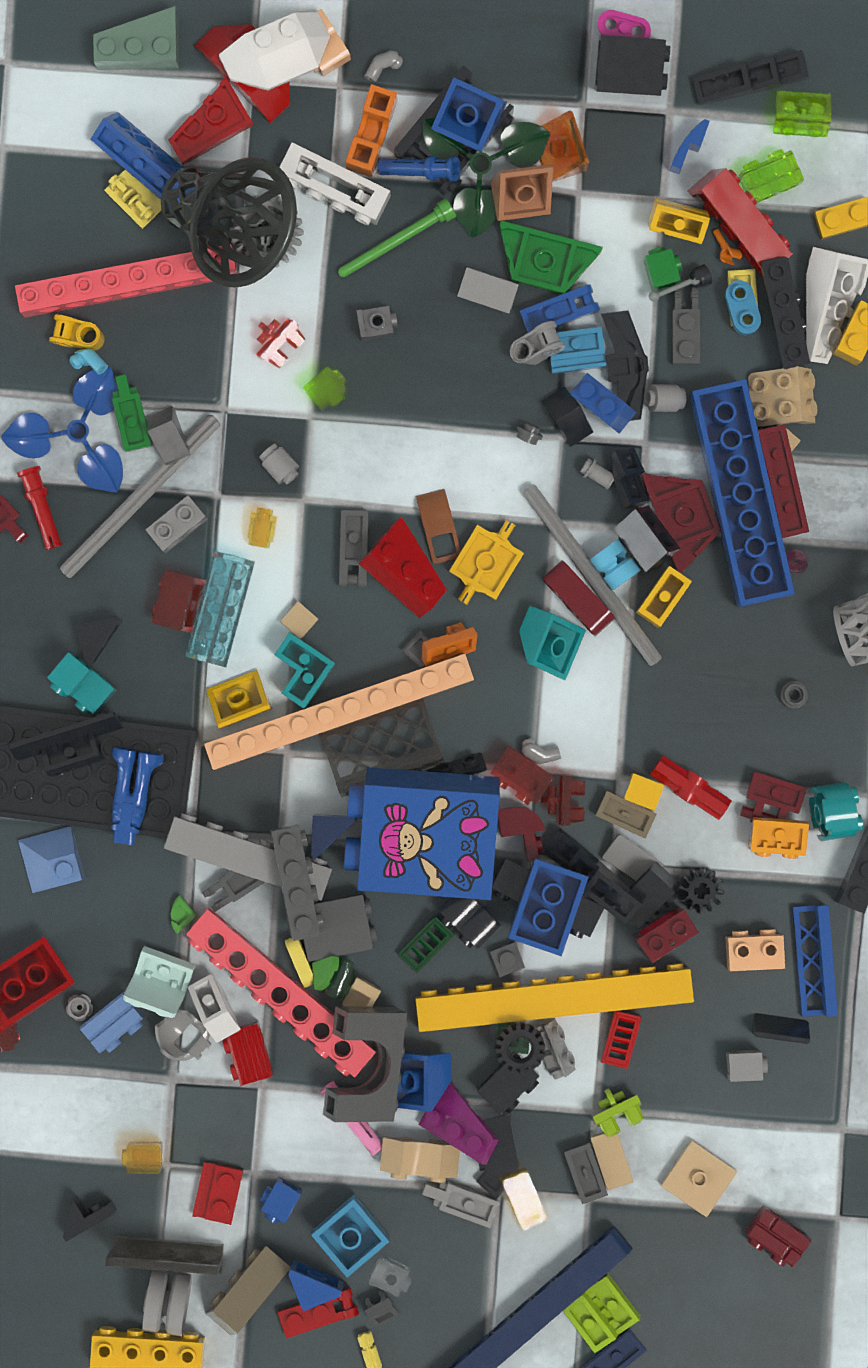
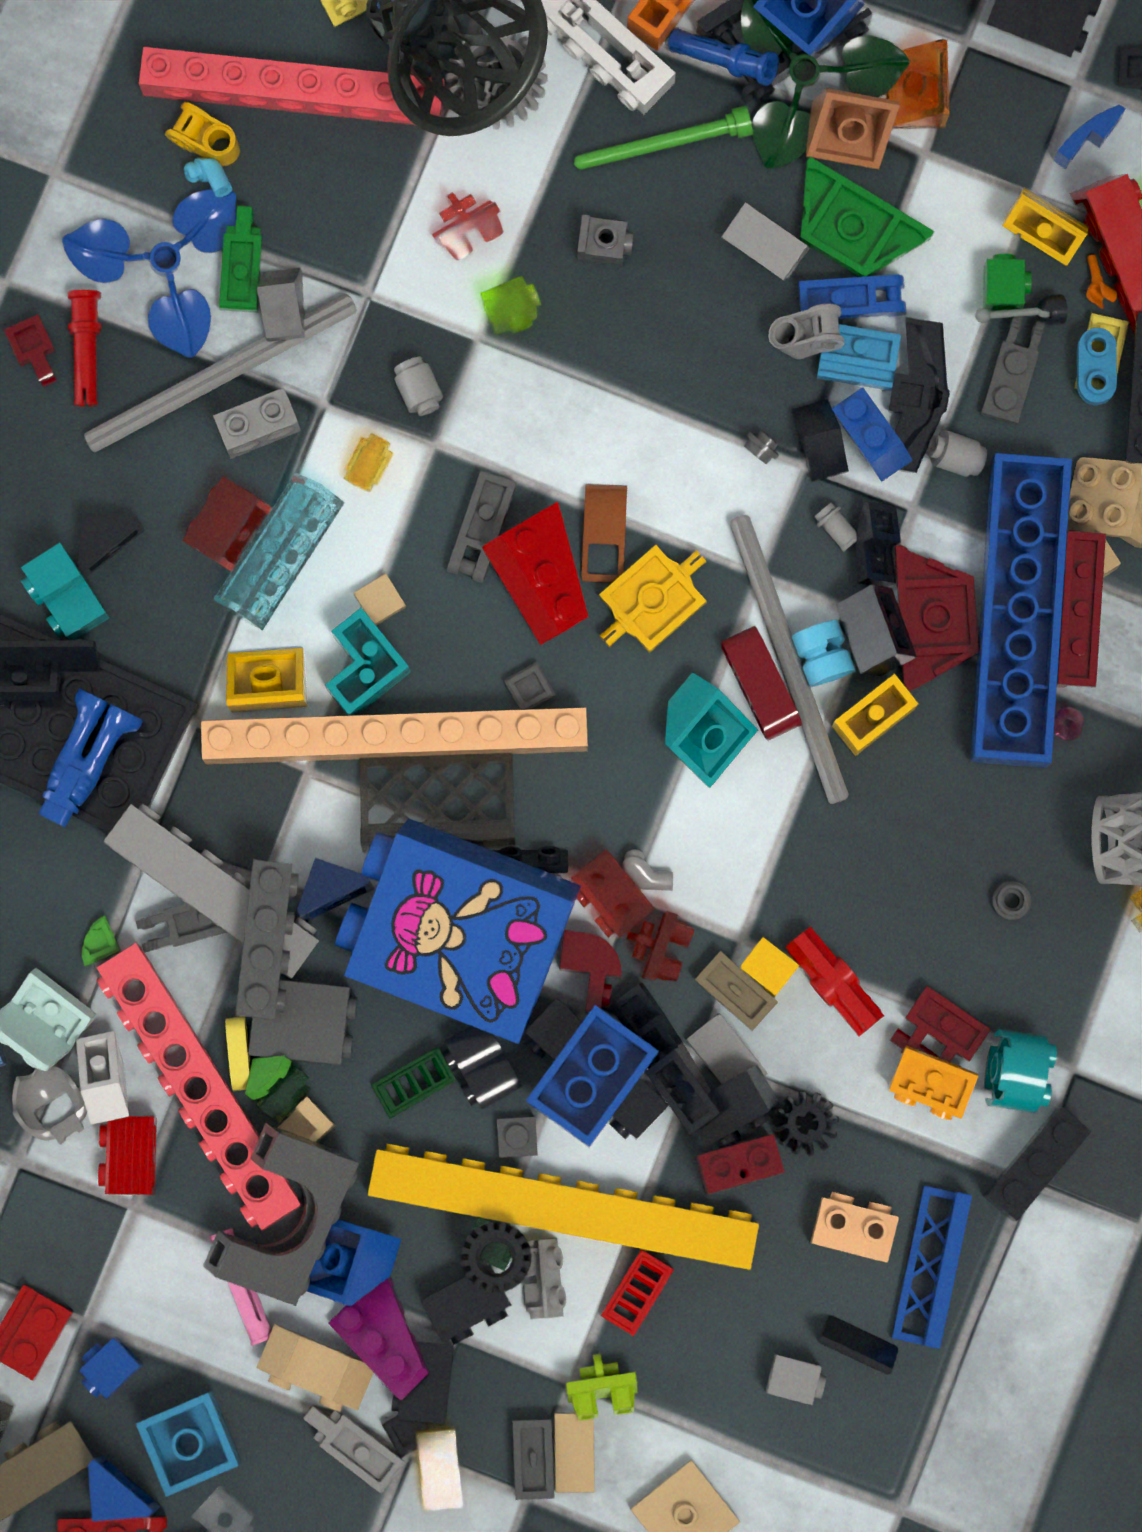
camera: 20 degrees right, 5 degrees down
(453, 644) = (576, 690): orange hinge -> none

